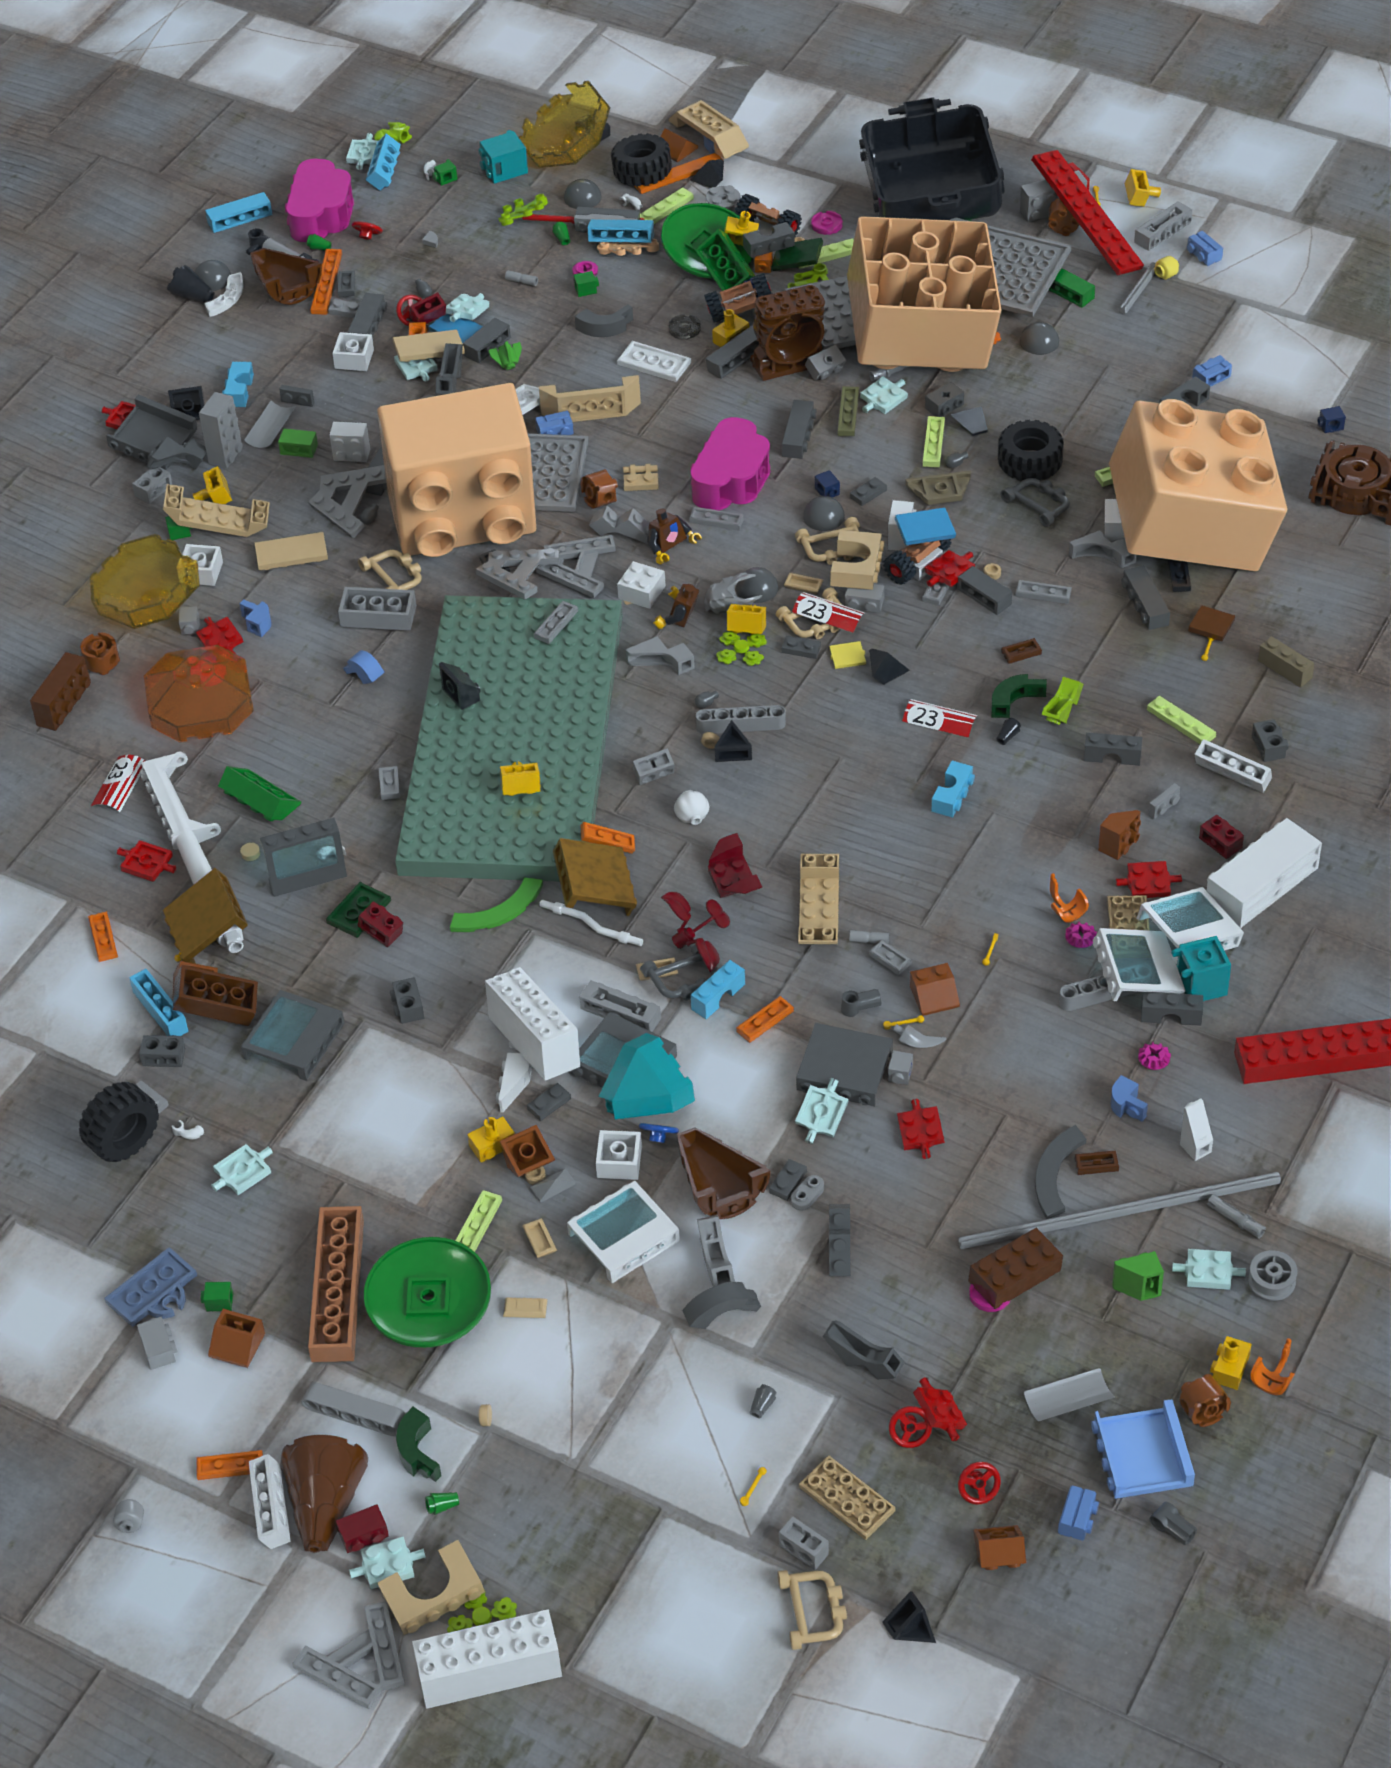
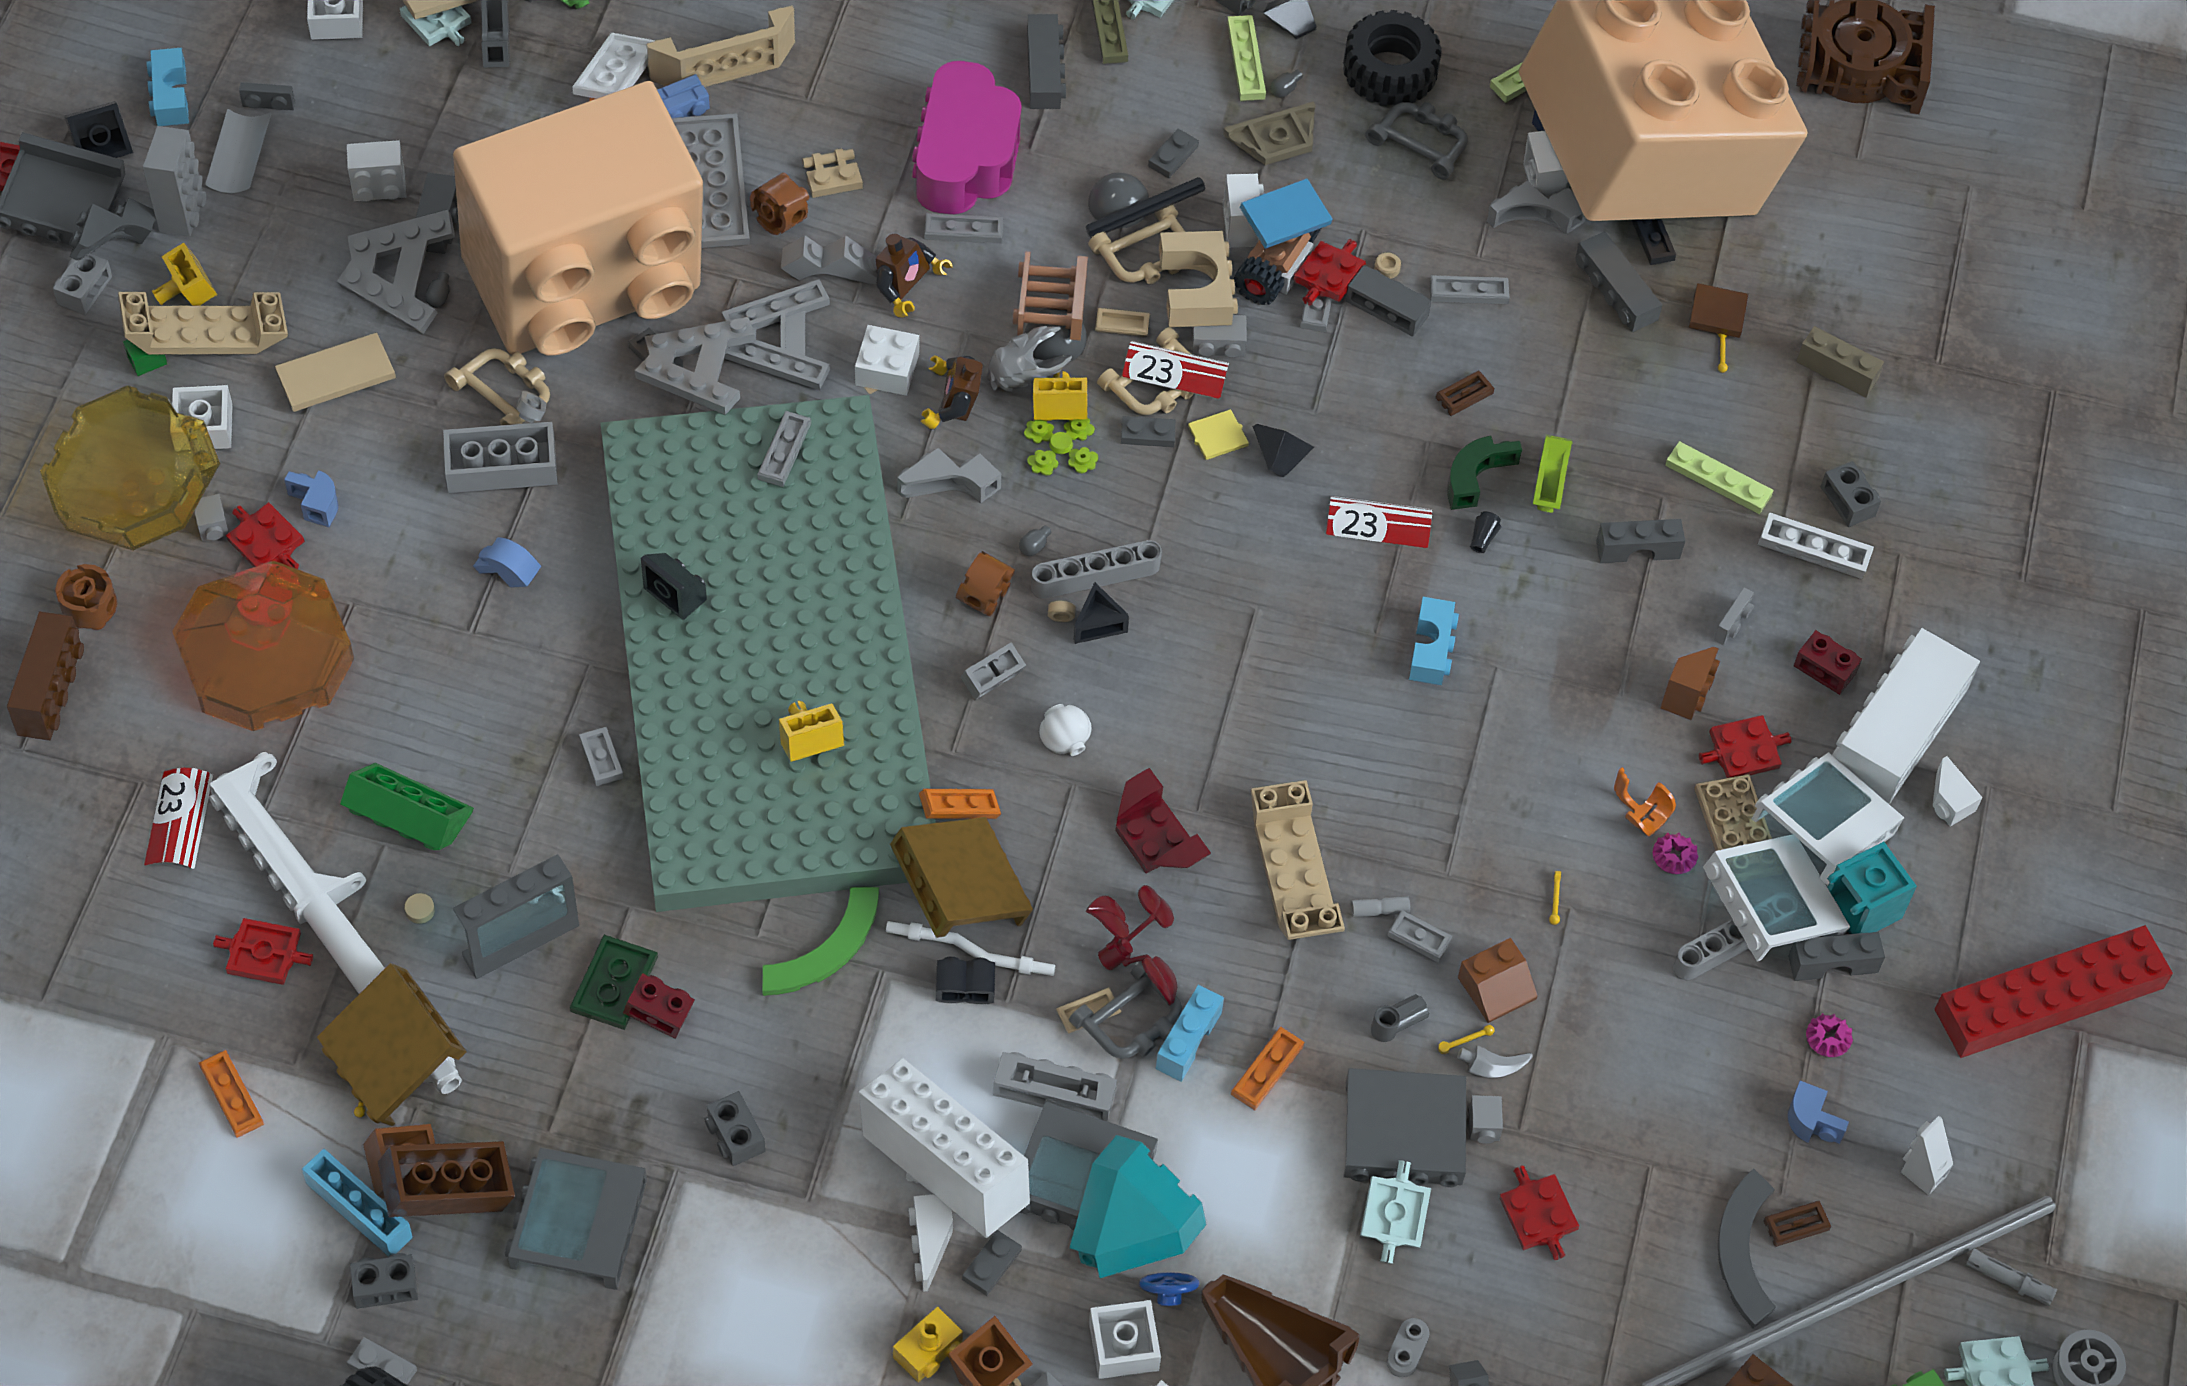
camera: 20 degrees left, 10 degrees up
(298, 443) = (292, 180): bright green panel -> none
(403, 581) = (530, 407): none -> light grey plate
(581, 939) = (965, 980): none -> black brick
(663, 716) = (984, 583): none -> dark orange brick
(769, 569) = (1073, 305): none -> nougat fence
(788, 1179) = (1375, 1330): dark grey plate -> none
(827, 484) = (1113, 152): dark blue brick -> none
(838, 517) = (1146, 207): none -> black axle
(1285, 926) = (1953, 794): none -> white slope

